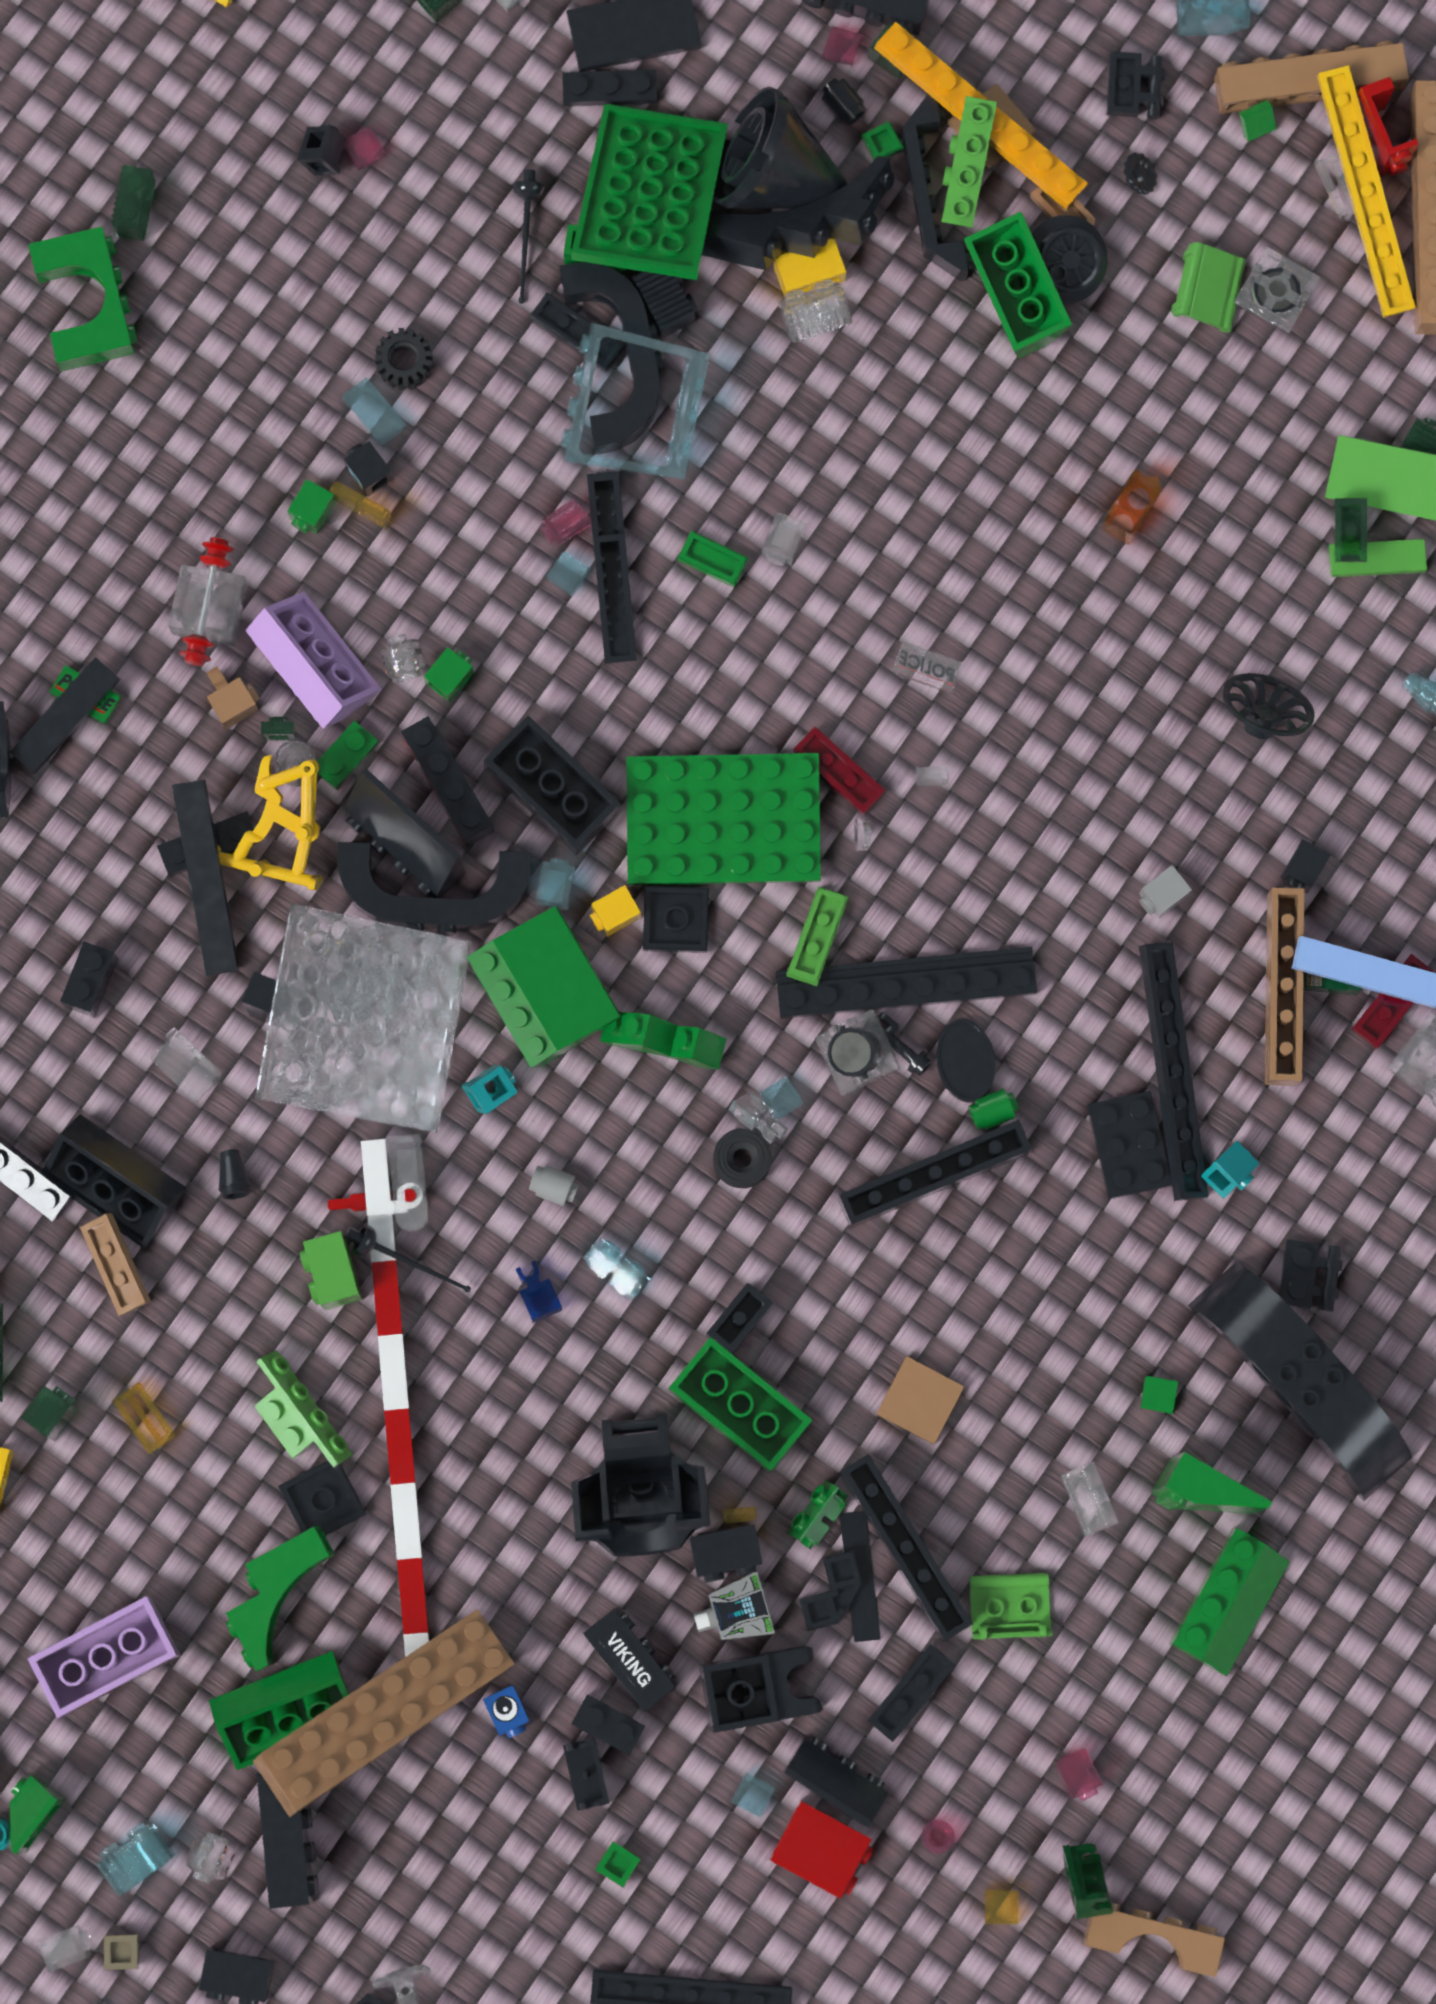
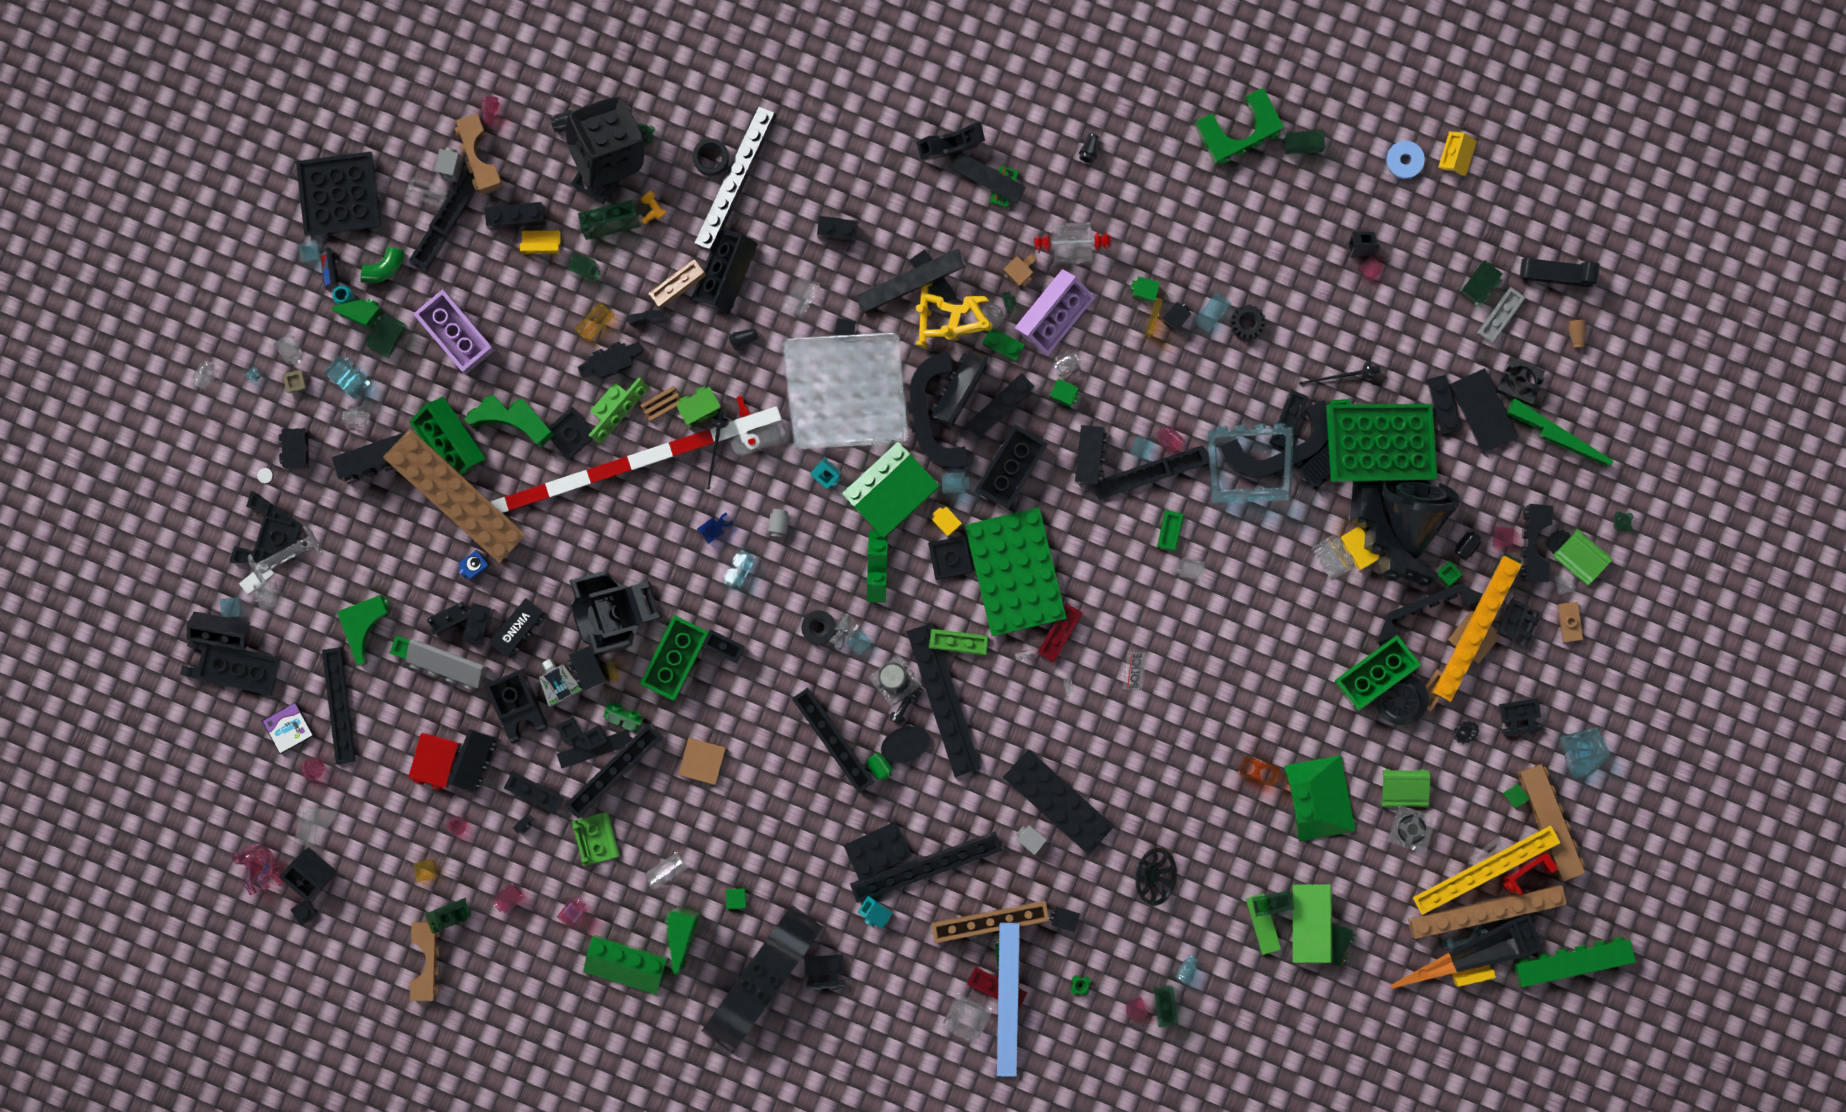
camera: 80 degrees right, 5 degrees up
(58, 543) = (1089, 150): none -> black cone
(80, 1776) = (386, 335): none -> clear green brick
(159, 1324) = (648, 317): none -> black tile
(201, 37) = (1416, 157): none -> light blue tile
(217, 1404) = (610, 361): none -> black hinge
(301, 1308) = (656, 398): none -> medium nougat tile
(554, 1925) = (359, 621): none -> green arch
(562, 653) = (1091, 455): none -> black brick
(663, 1793) = (446, 664): none -> light grey slope
(752, 1795) = (457, 715): clear light blue tile -> none
(961, 1721) = (524, 824): none -> black plate
(969, 161) = (1445, 627): bright green bracket -> none
(980, 60) = (1512, 622): none -> black plate
(1112, 836) = (1058, 801): none -> black plate
(1124, 1670) = (572, 912): none -> clear pink brick
(1195, 423) = (1320, 798): none -> green slope
(1425, 864) = (1085, 985): none -> green plate

